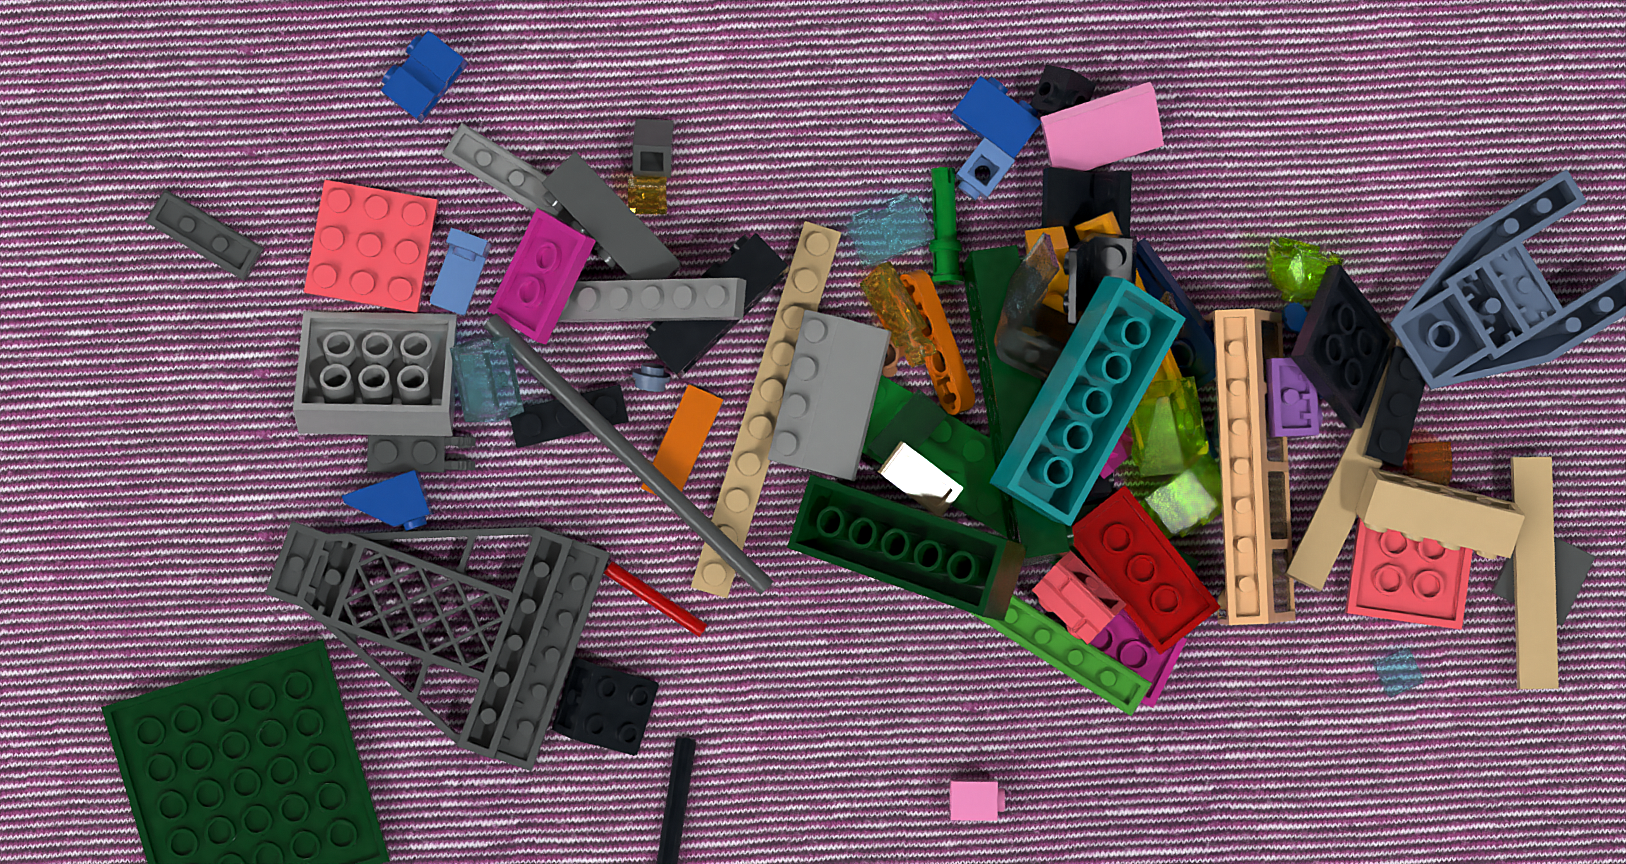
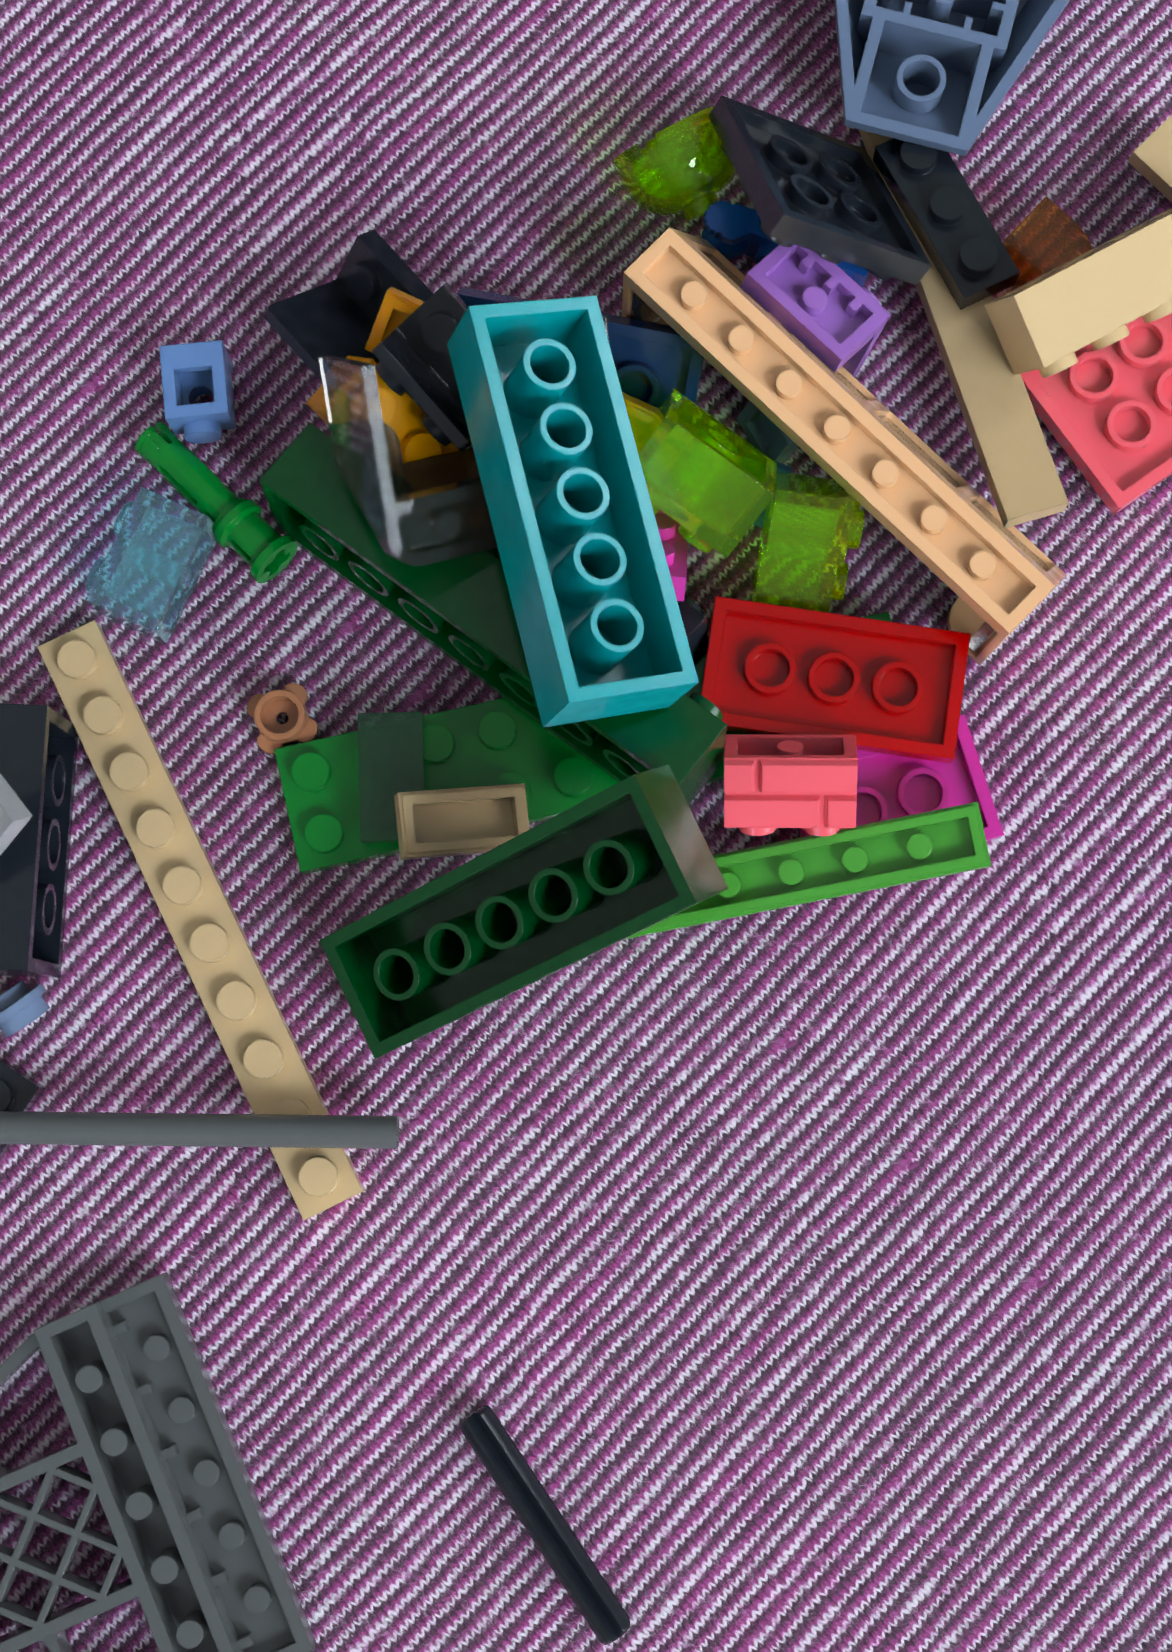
camera: 45 degrees left, 5 degrees down
(605, 707) = (335, 1474): black bracket -> none
(655, 599) = (274, 1276): red bar -> none
(686, 436) = (129, 1039): orange tile -> none
(829, 395) = (255, 824): light grey slope -> none
(898, 313) = (249, 649): clear yellow plate -> none
(952, 381) = (250, 600): orange beam -> none
(975, 799) = (899, 1150): bright pink brick -> none
(994, 115) = (141, 312): blue brick -> none
(1060, 90) = (211, 220): black brick -> none
(1103, 129) = (295, 209): bright pink tile -> none

